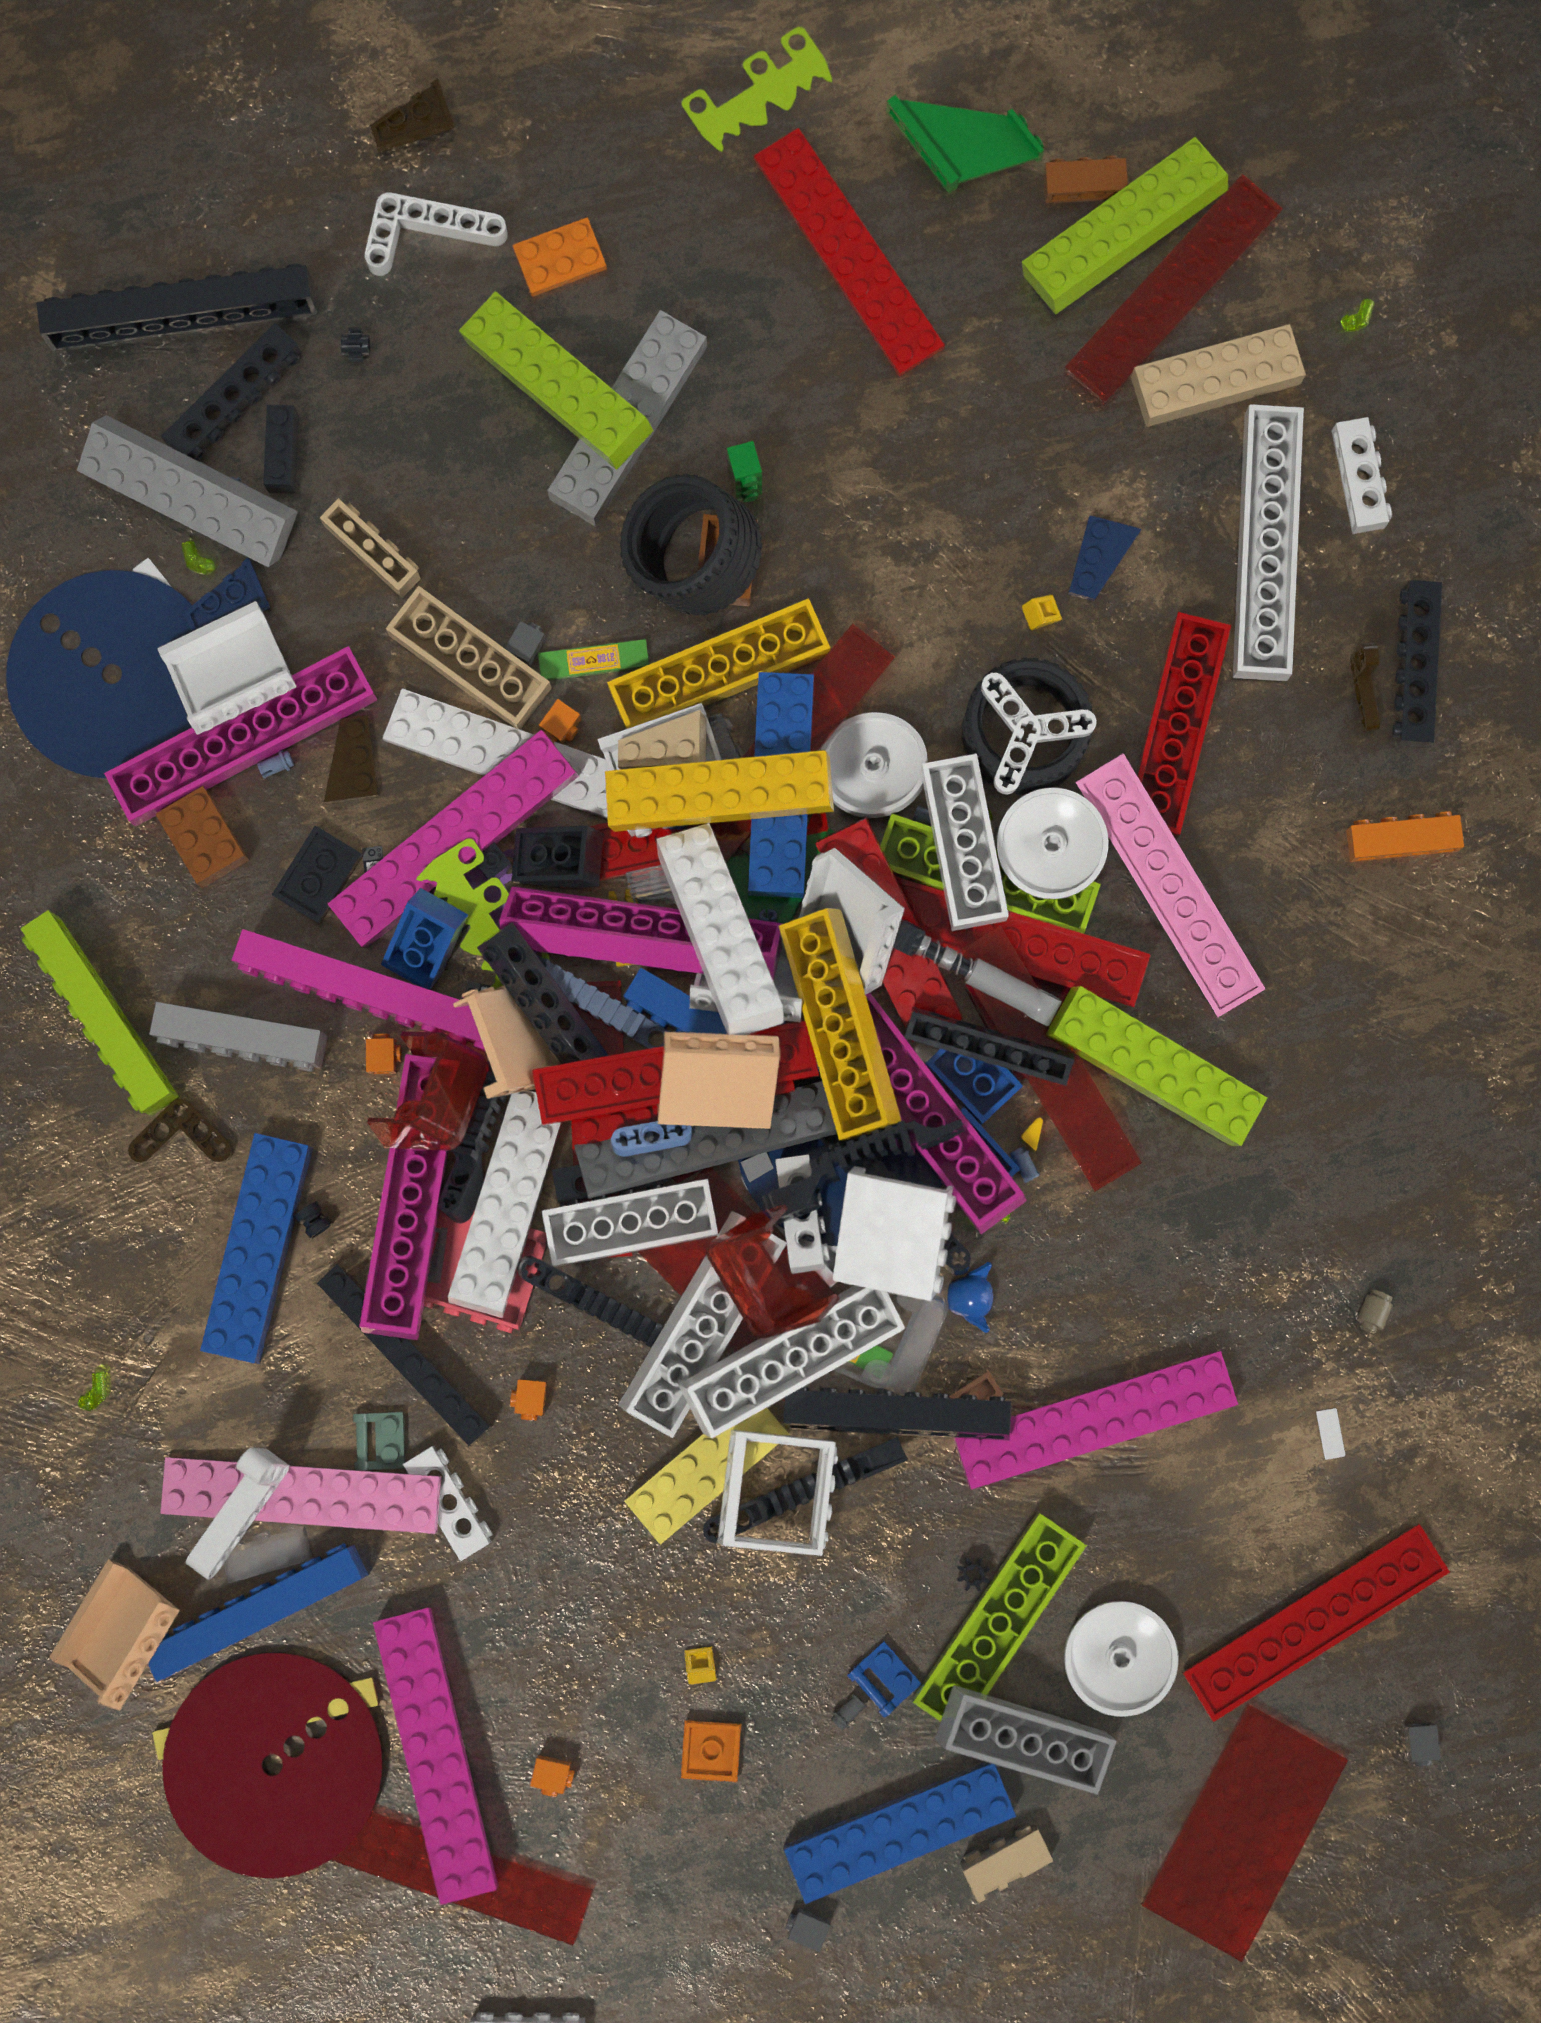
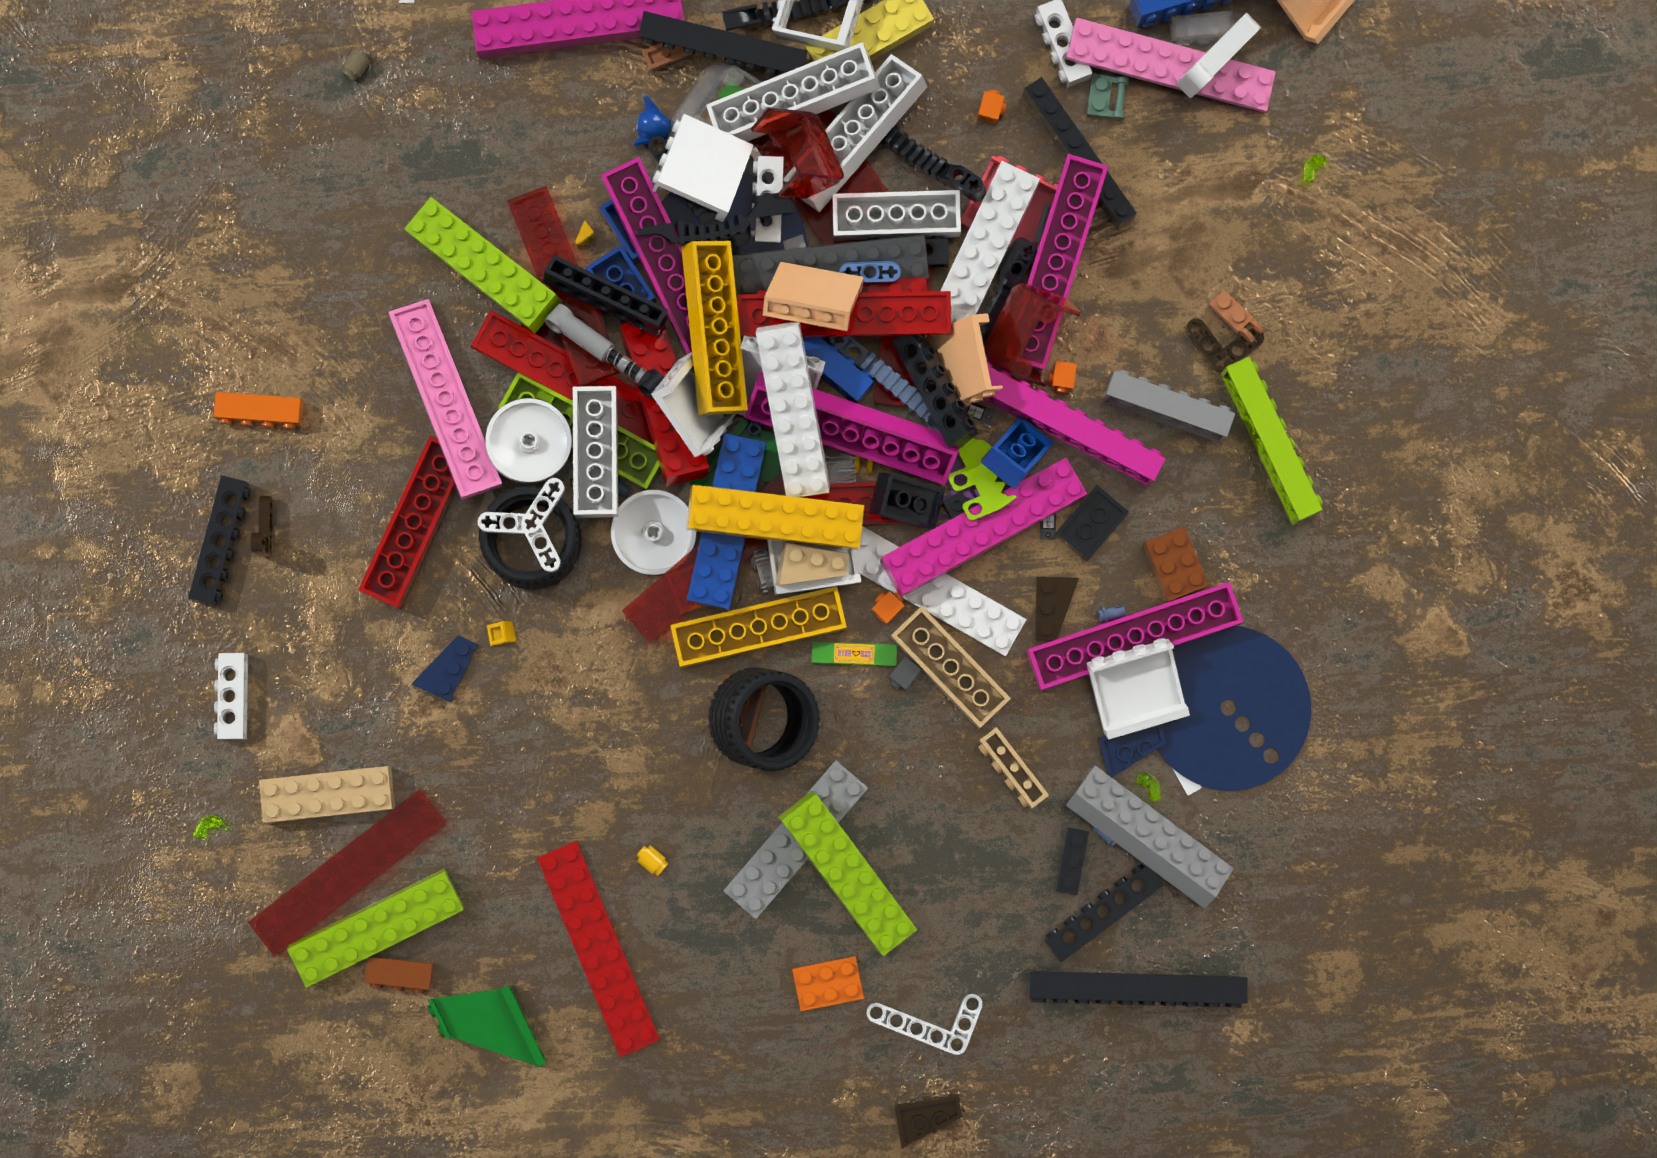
camera: 175 degrees left, 0 degrees up
(170, 1174) = (1235, 315): none -> nougat hinge
(256, 1249) = (1177, 249): blue brick -> none
(310, 1214) = (1132, 263): black wheel -> none
(355, 344) = (1000, 936): black gear -> none
(744, 471) = (711, 773): green brick -> none
(773, 86) = (633, 1098): lime piece -> none
(801, 364) = (652, 860): none -> yellow brick
(1023, 1161) = (594, 215): sand blue pin -> none
(1268, 543) = (315, 653): white brick -> none

